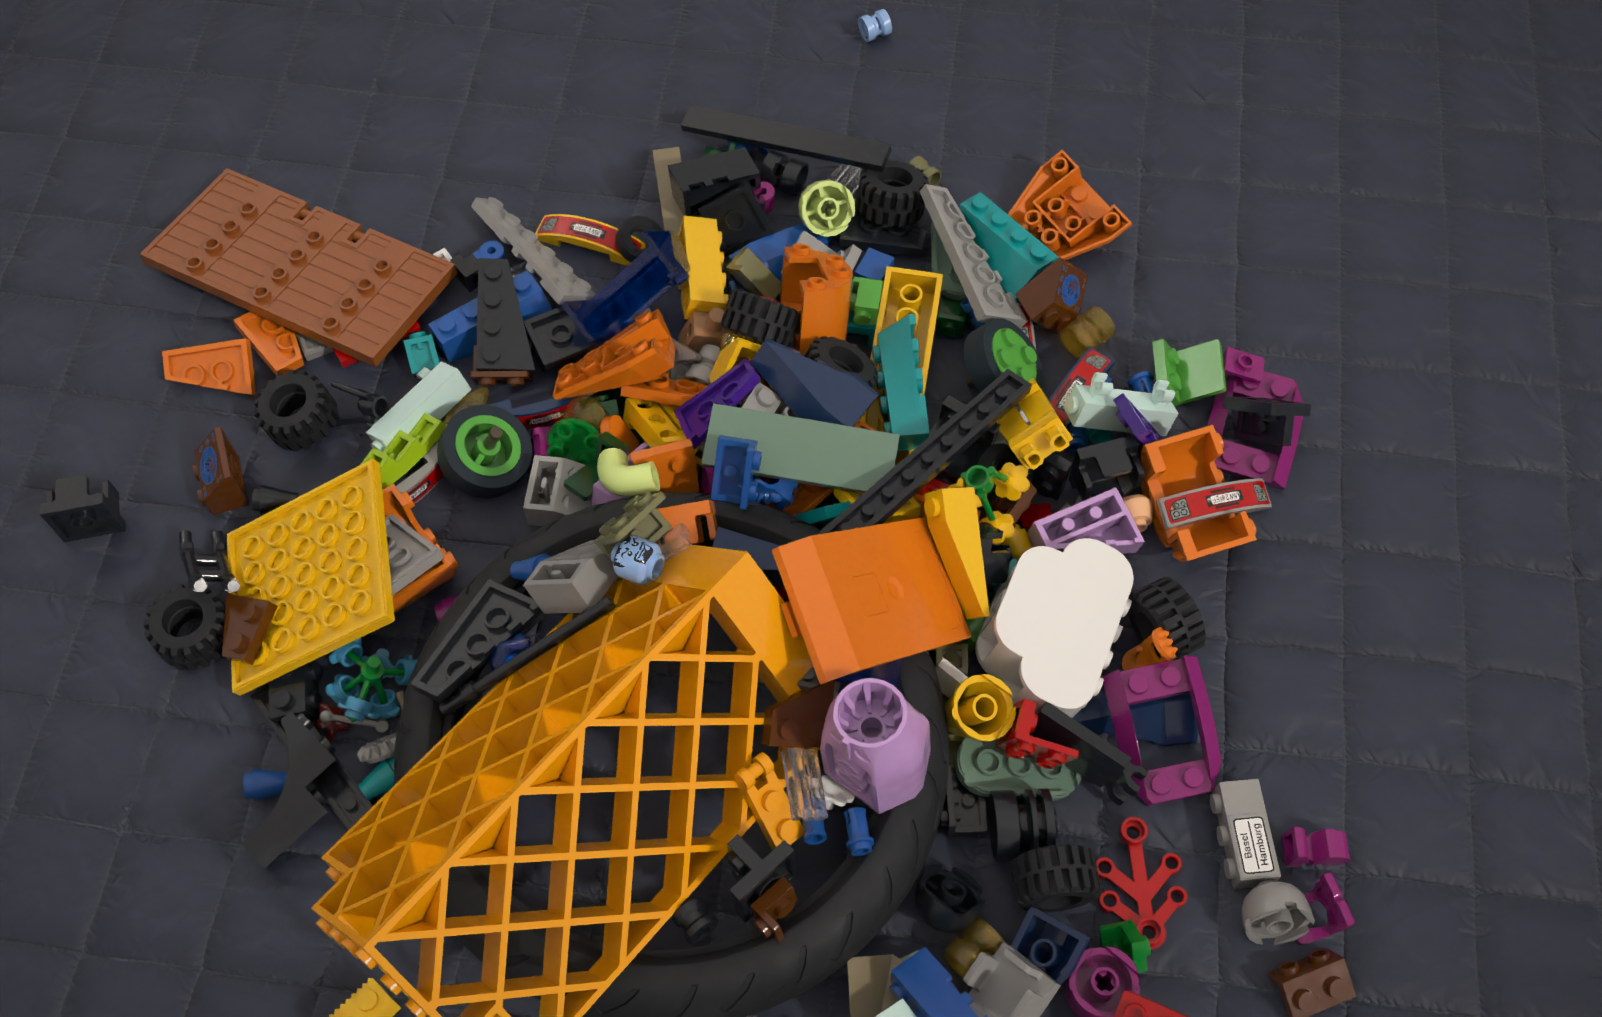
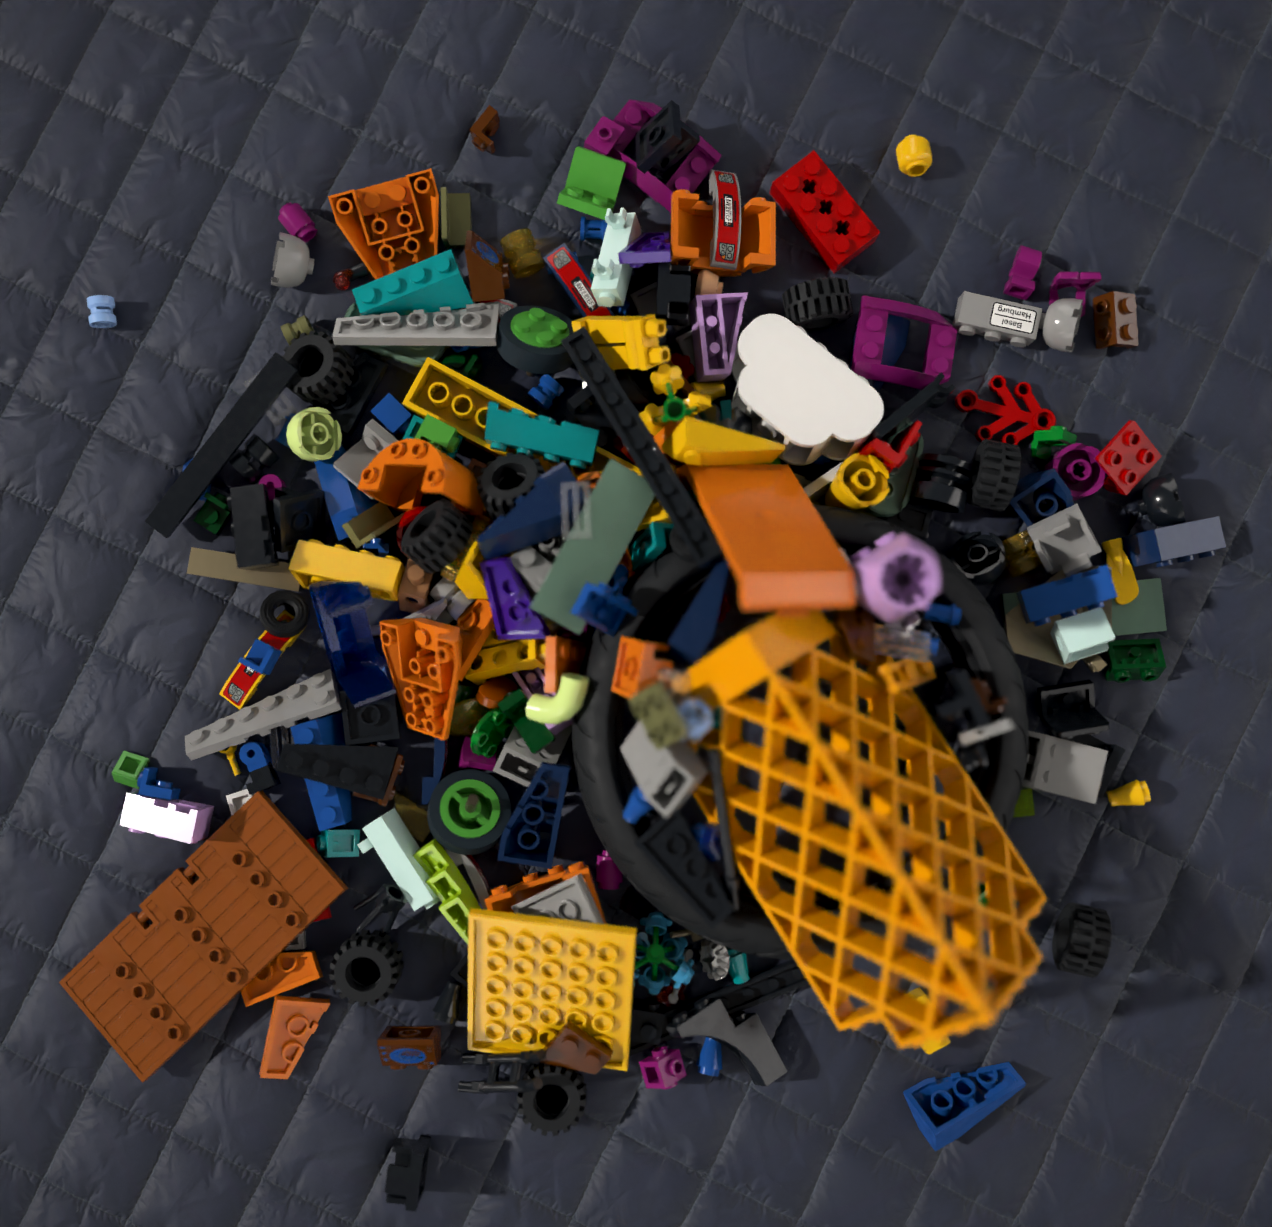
camera: 75 degrees left, 25 degrees up
(242, 732) = (662, 1068): none -> magenta brick
(409, 205) = (167, 818): none -> wedge
(436, 185) = (161, 789): none -> blue bracket
(448, 168) = (129, 768): none -> bright green slope
(486, 513) = (535, 822): none -> dark blue wedge
(490, 236) = (231, 757): none -> yellow hand
(588, 229) = (261, 657): none -> blue panel
(731, 918) = (986, 731): none -> light grey tile
(832, 418) = (577, 535): none -> clear tile
(963, 394) = (546, 391): none -> blue wheel
(986, 145) = (291, 261): none -> light grey cylinder
(994, 194) = (344, 277): none -> arm
(1027, 144) = (297, 221): none -> magenta brick
(1100, 264) = (455, 218): none -> olive panel
(1144, 653) = (836, 335): orange piece -> none
(1197, 264) = (485, 126): none -> reddish brown bracket
(1273, 604) = (826, 195): none -> red brick
(1386, 679) = (914, 155): none -> yellow head

